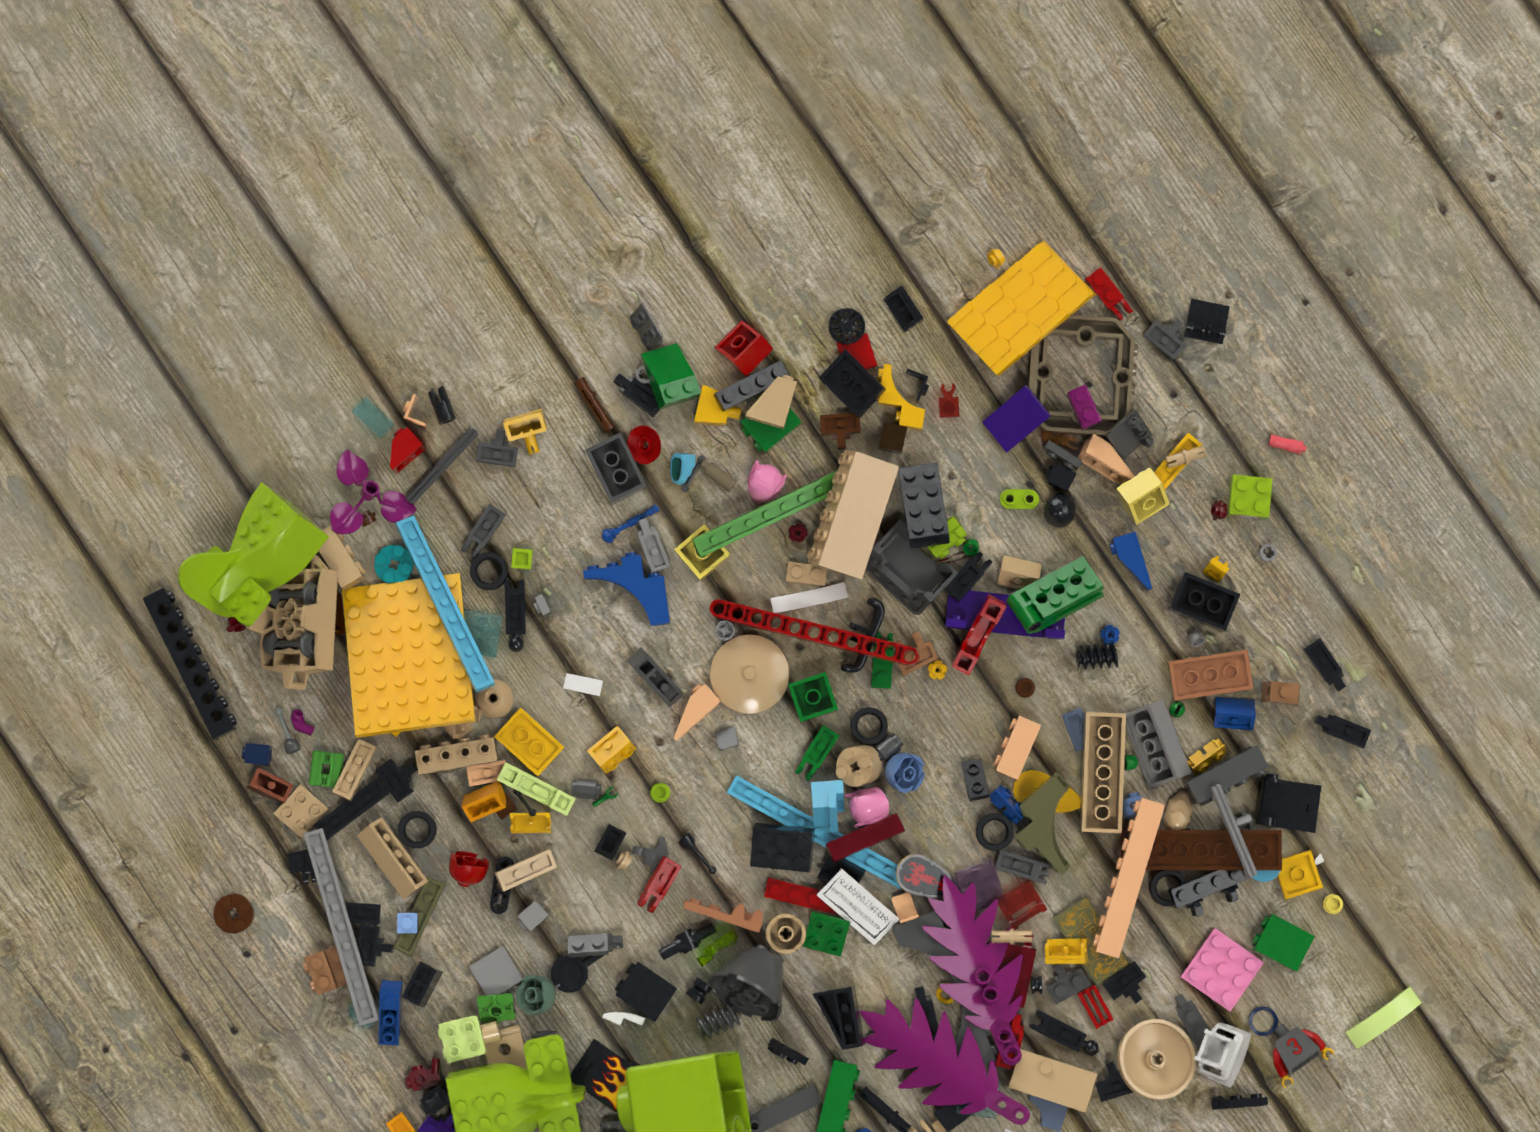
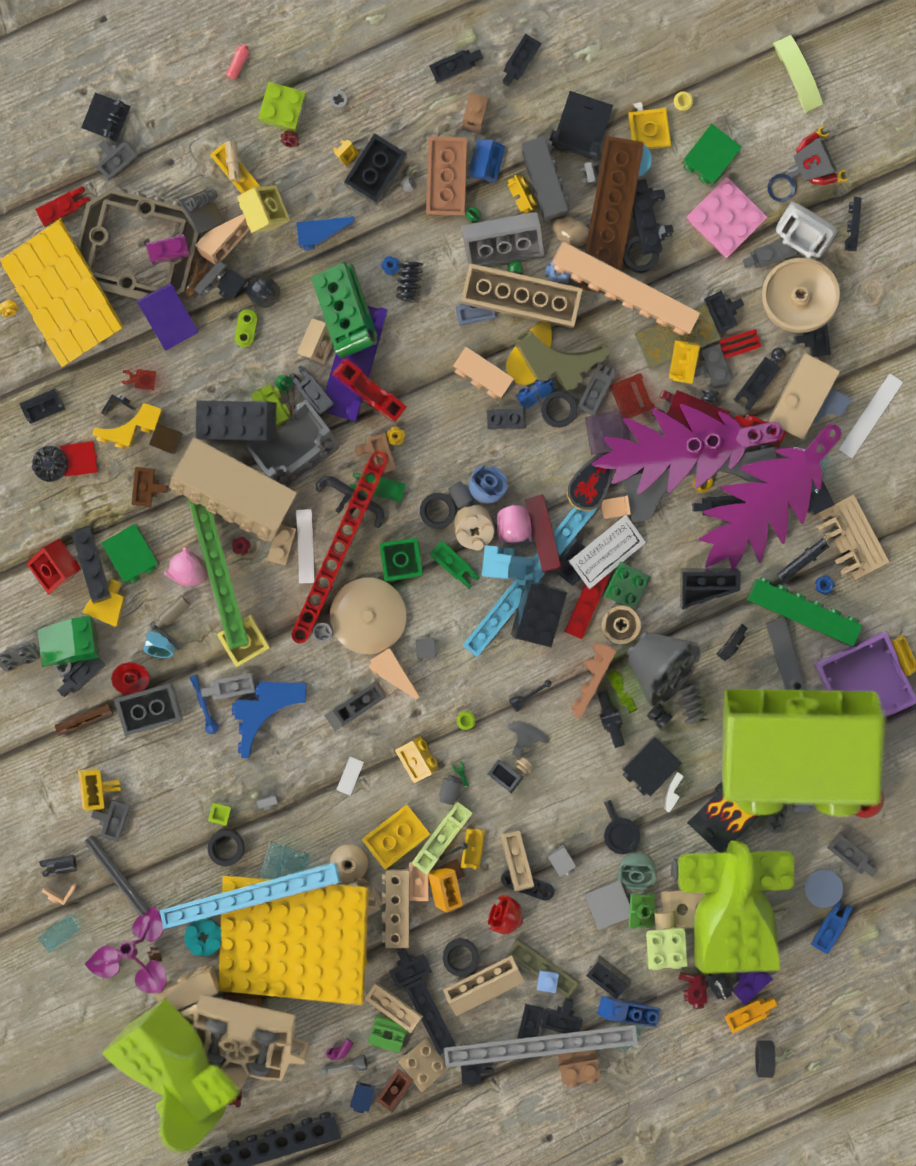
camera: 80 degrees left, 5 degrees up
(243, 907) = (515, 1153): reddish brown plate -> none
(404, 449) = (94, 909): red slope -> none
(484, 529) = (185, 845): dark grey hinge -> none
(515, 614) = (271, 829): black plate -> none
(593, 944) = (598, 808): dark grey hinge -> none
(659, 883) = (552, 736): red hinge -> none
(774, 403) = (111, 546): tan slope -> none
(852, 383) = (106, 468): black plate -> none
(1011, 936) = (661, 410): tan pin -> none
(1025, 687) = (427, 355): reddish brown plate -> none
(1233, 830) = (600, 180): light grey axle -> none

